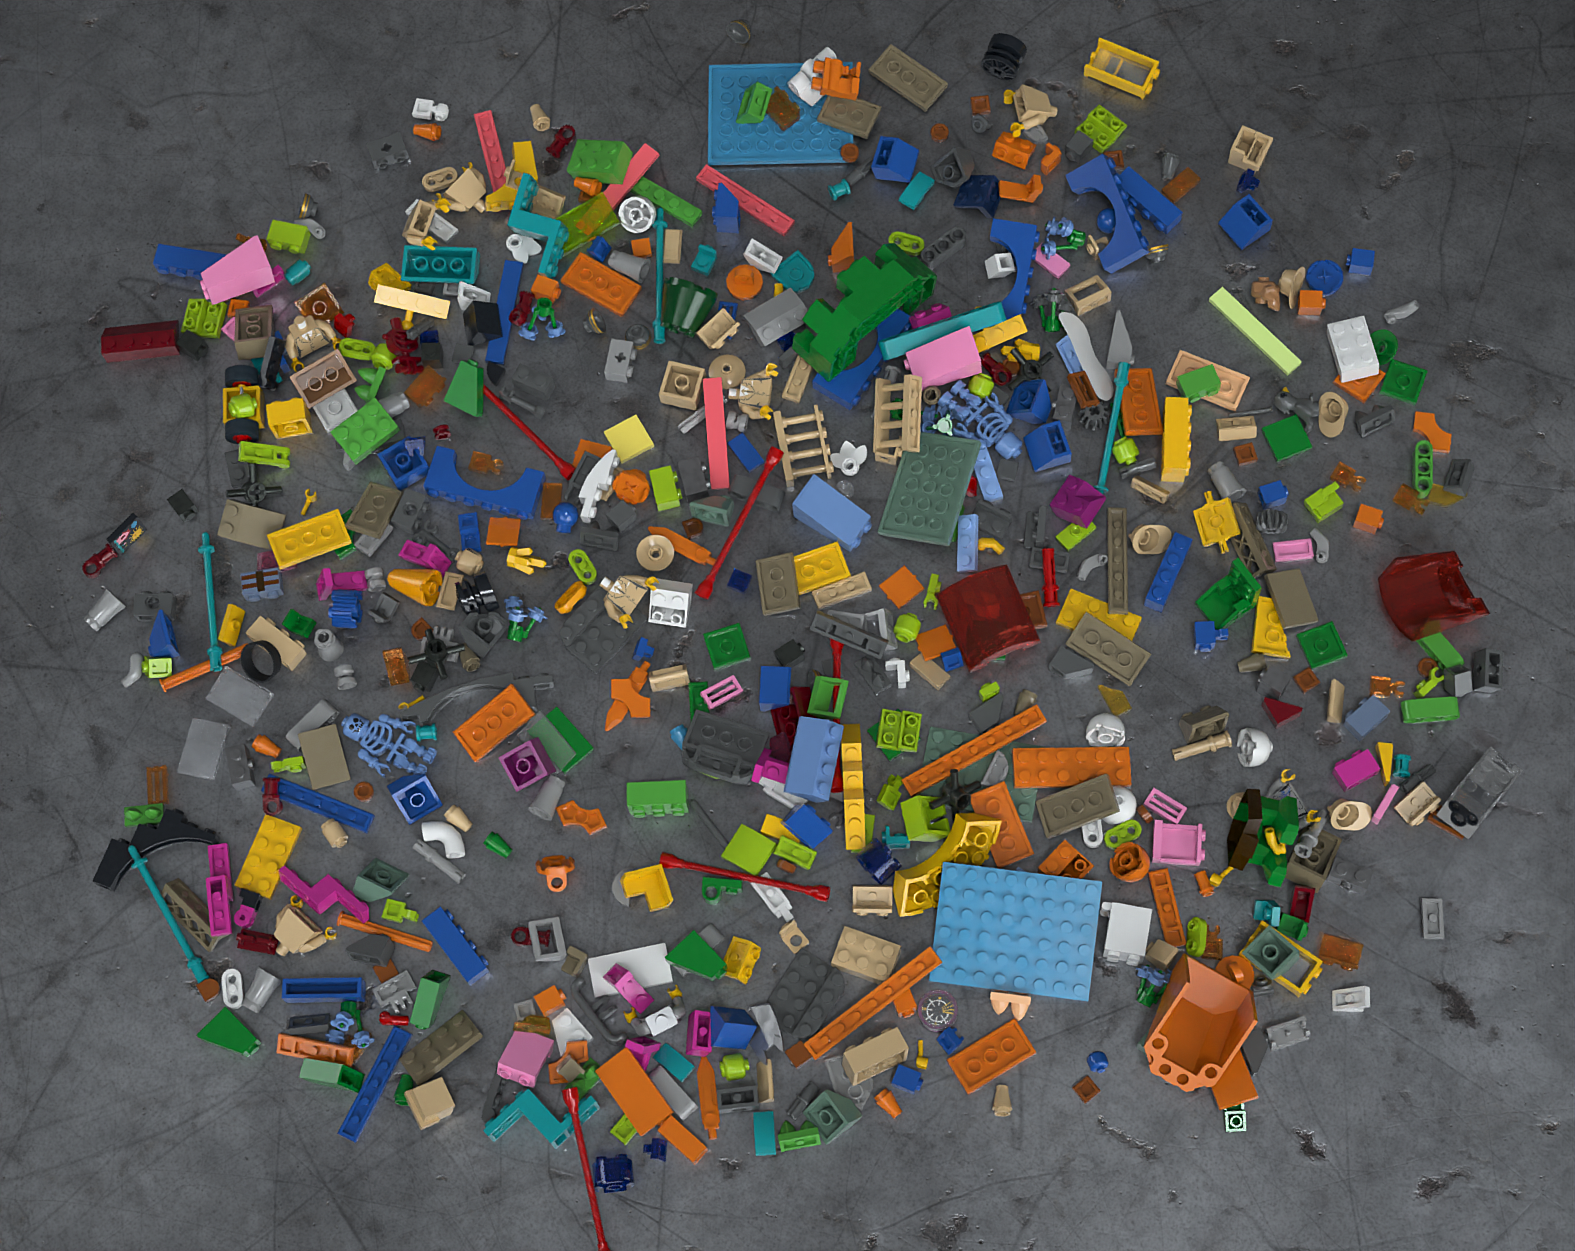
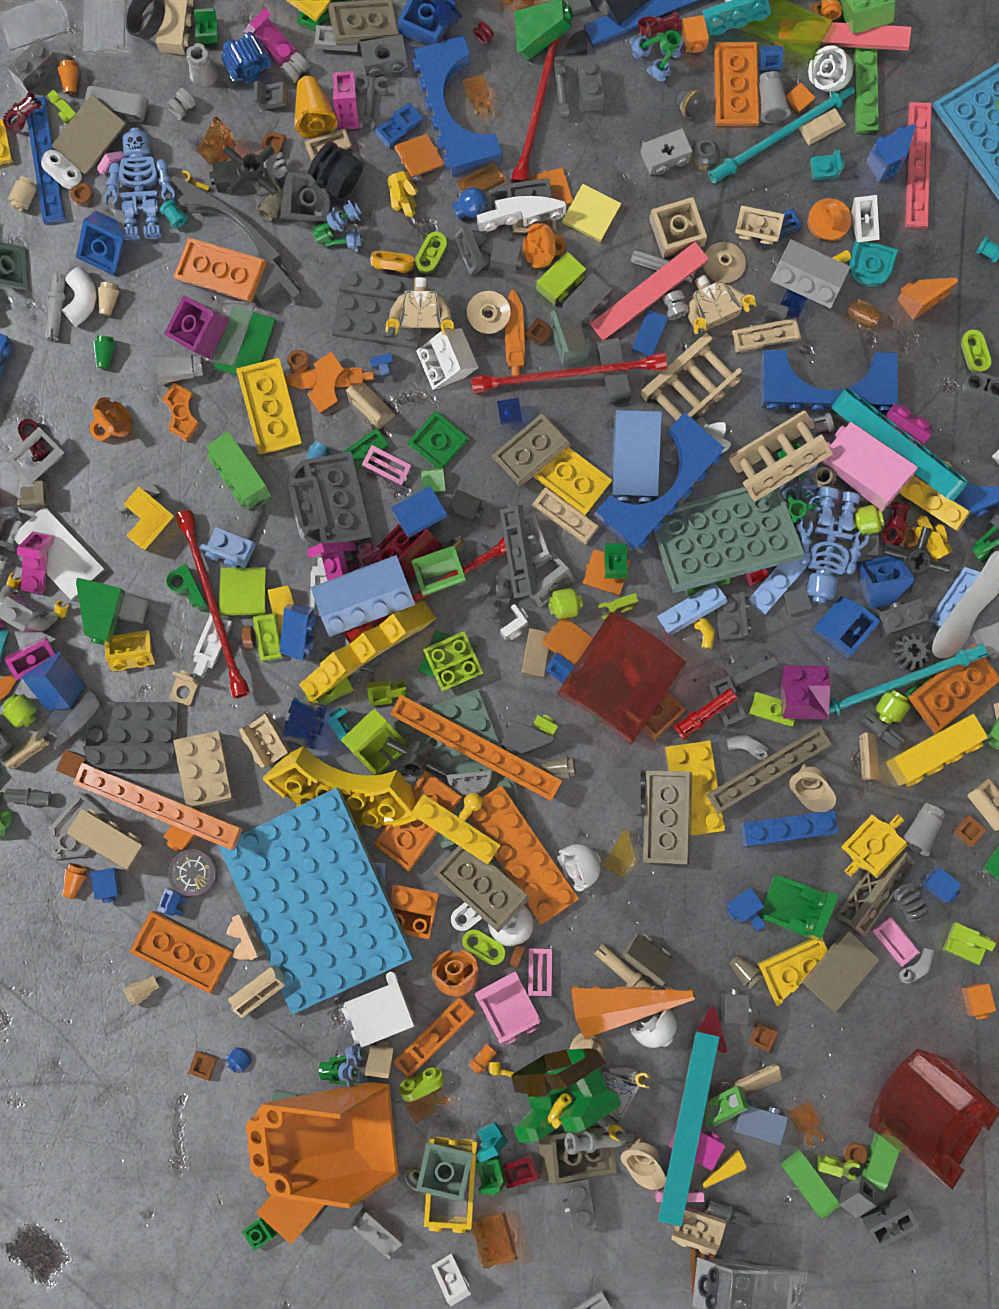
camera: 50 degrees right, 10 degrees up
(336, 794) = (59, 169): none -> white plate
(354, 748) = (109, 158): none -> bright pink tile
(469, 561) = (367, 143): tan head -> none
(600, 709) = (298, 361): none -> dark orange tile
(622, 749) = (269, 406): none -> yellow plate
(685, 306) = (760, 176): dark green cone -> none
(710, 840) = (229, 547): none -> medium blue bracket
(753, 666) = (433, 478): none -> bright green tile
(832, 297) = (863, 313): none -> clear orange brick
(832, 1115) = (28, 834): sand green slope -> none
(859, 471) = (635, 521): none -> blue arch
(869, 299) = (877, 350): green brick -> none
(891, 459) = (731, 475): tan bracket -> none
(899, 574) = (615, 561): none -> green bracket
(921, 1062) = (134, 886): yellow hand -> none
(1024, 796) = (455, 827): none -> yellow plate
(1056, 1013) = (257, 991): none -> tan piece
(1080, 389) = (926, 622): dark orange tile -> none
(1222, 769) = (607, 1009): none -> orange wedge
(1237, 969) = (410, 1144): orange tile -> none
(1321, 645) = (810, 1031): green tile -> none
(1340, 732) = (725, 1106): none -> bright green piece
(1340, 765) = (688, 1129): none -> teal tile
(1401, 766) = (738, 1189): teal bush -> none

